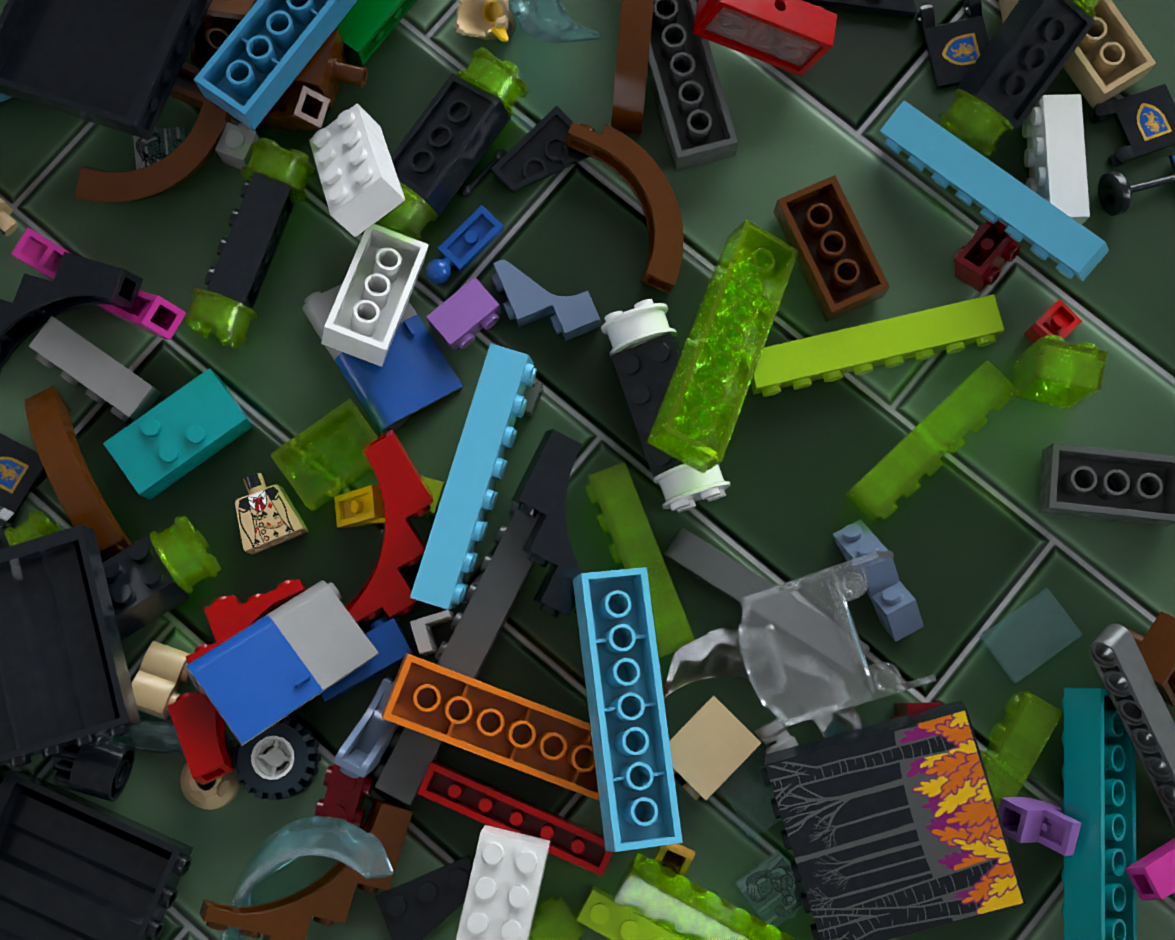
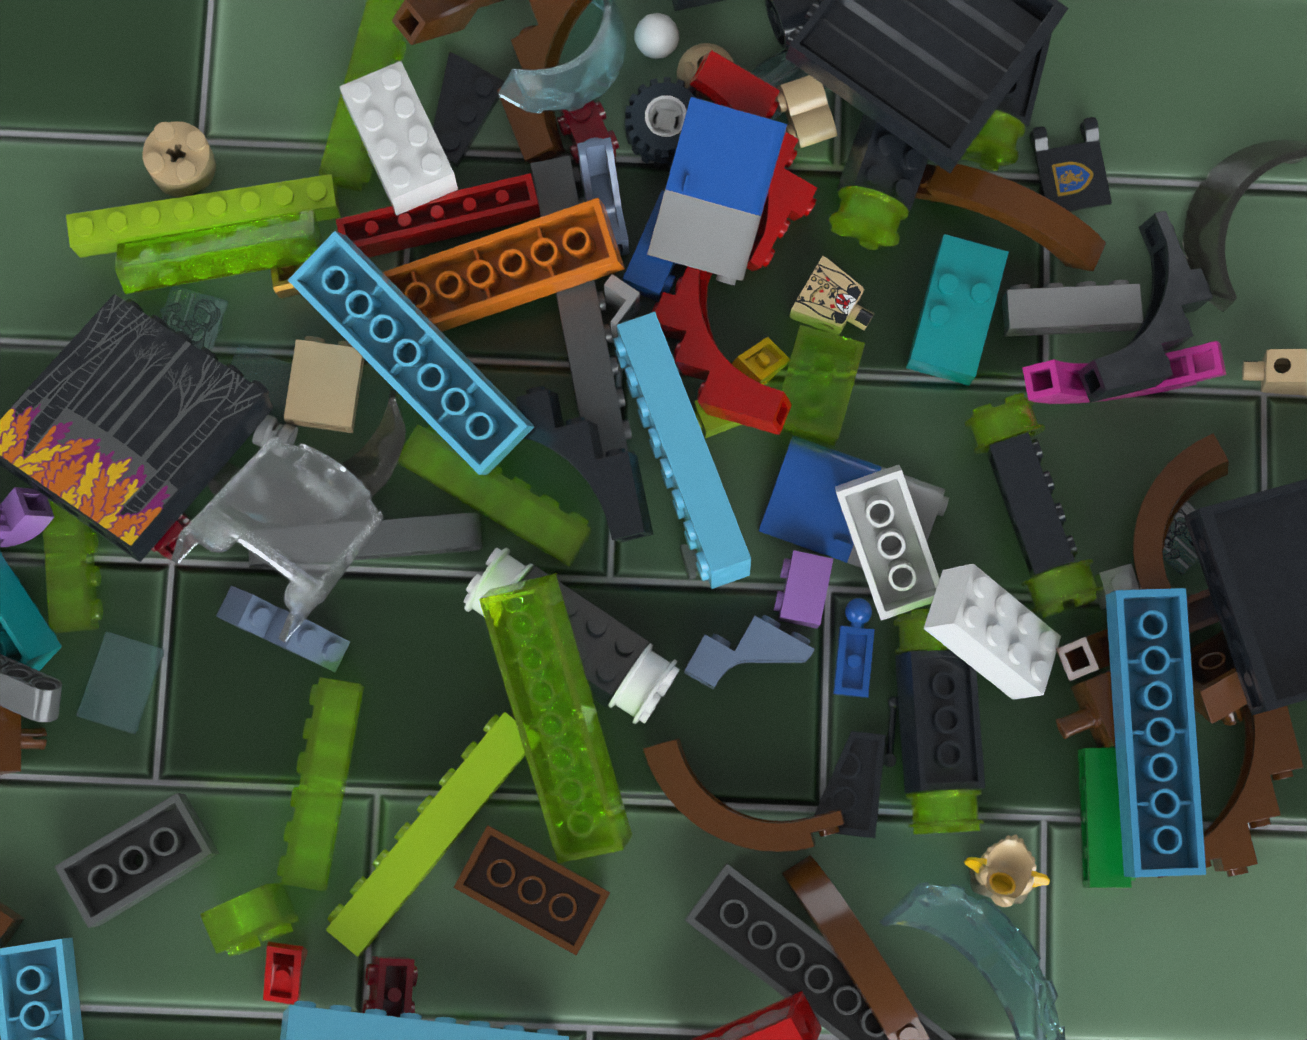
camera: 135 degrees right, 0 degrees up
(224, 839) = (656, 35): none -> white piece

